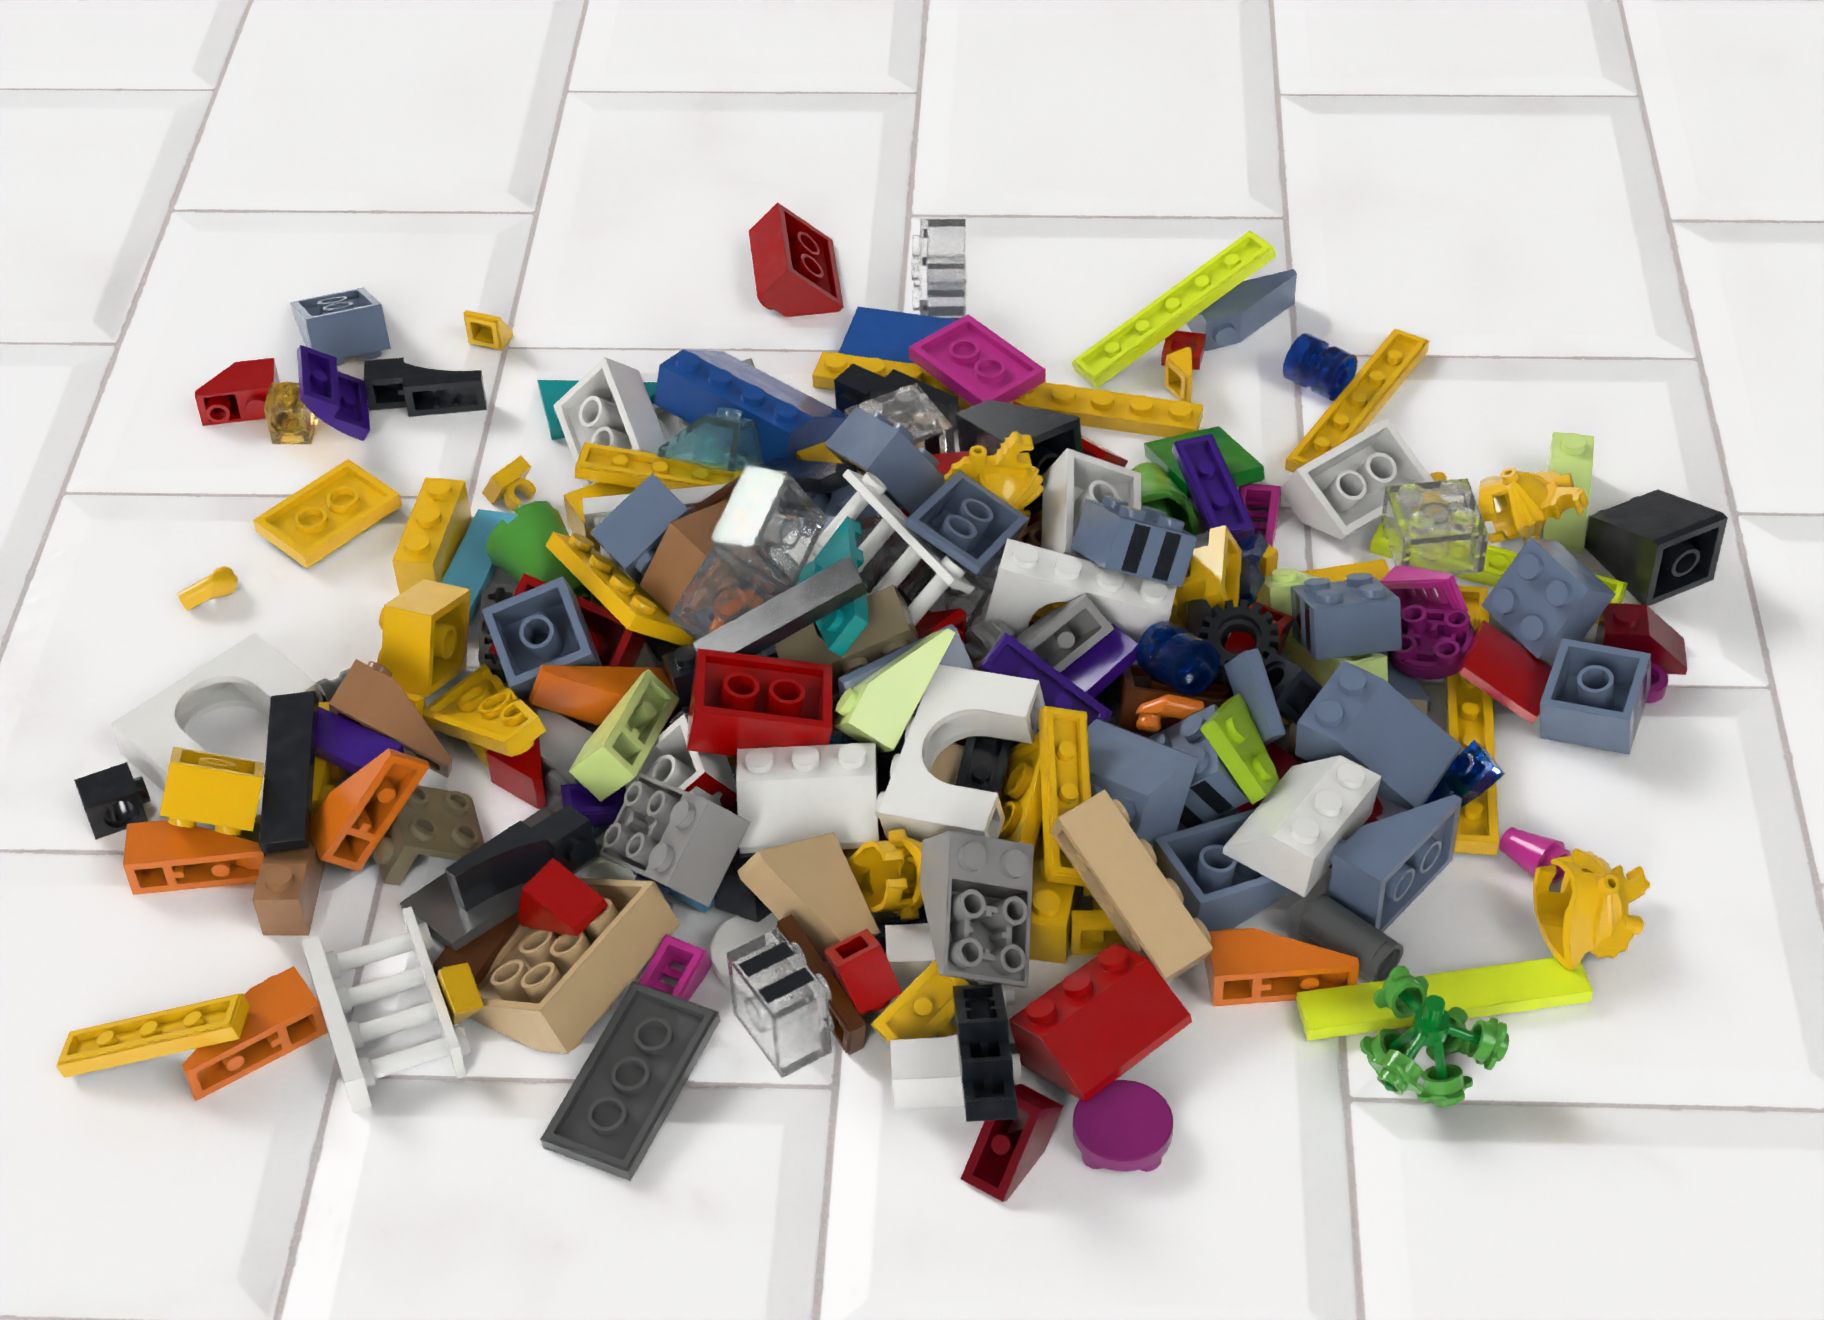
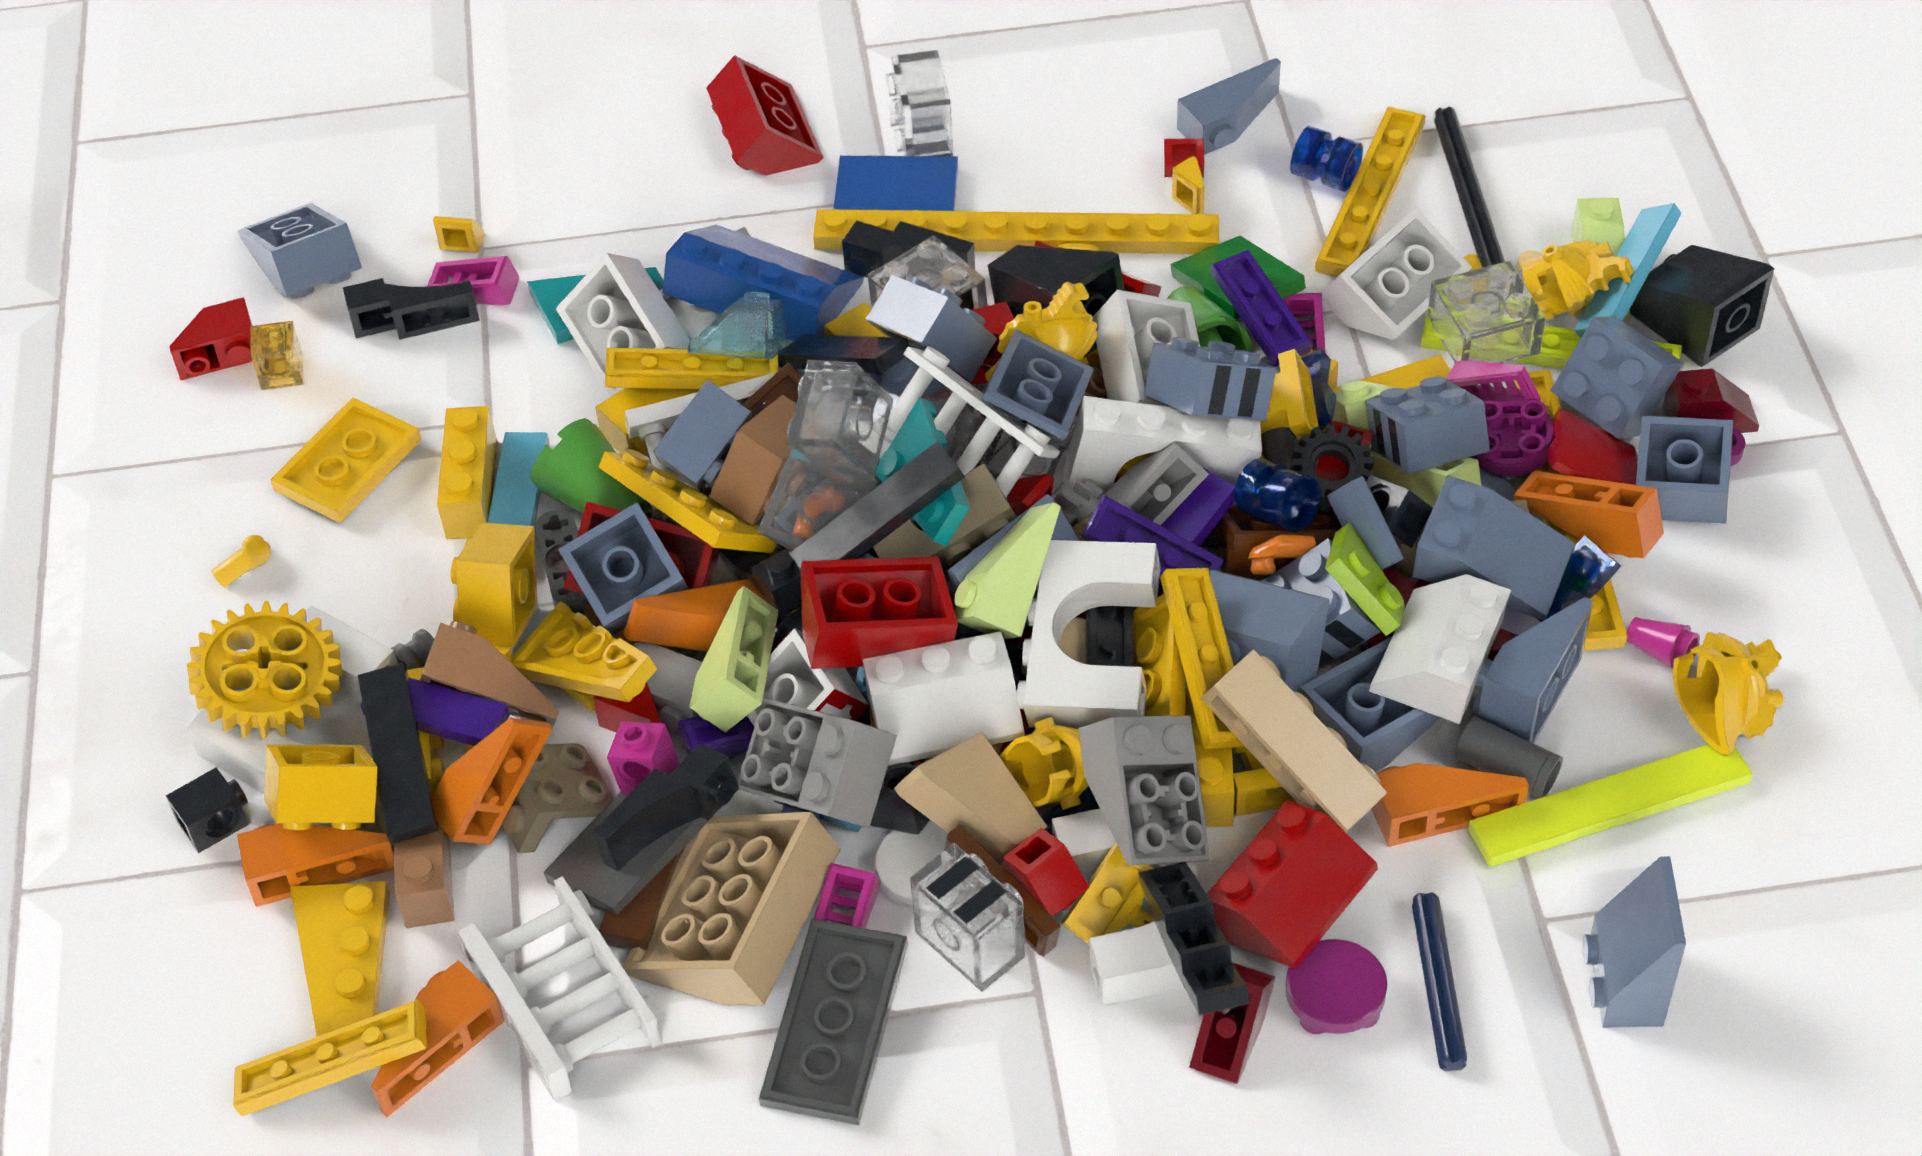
camera: 10 degrees left, 5 degrees up
(192, 681) = (264, 670): none -> yellow gear
(198, 941) = (342, 949): none -> yellow wing
(332, 395) = (319, 328): dark purple slope -> none
(459, 992) = (638, 958): yellow slope -> none
(502, 373) = (491, 278): none -> dark pink slope
(507, 481) = (530, 398): yellow tile -> none
(512, 801) = (638, 751): none -> dark pink brick
(558, 901) = (717, 848): red slope -> none
(976, 362) = (983, 203): dark pink plate -> none
(1173, 309) = (1167, 117): neon yellow tile -> none
(1226, 1139) = (1439, 982): none -> dark blue axle
(1421, 1137) = (1637, 950): none -> sand blue slope
(1439, 1031) = (1619, 840): bright green plant -> none
(1453, 409) = (1468, 187): none -> black axle
(1507, 725) = (1613, 514): none -> orange slope
(1600, 491) = (1642, 248): none -> medium azure tile

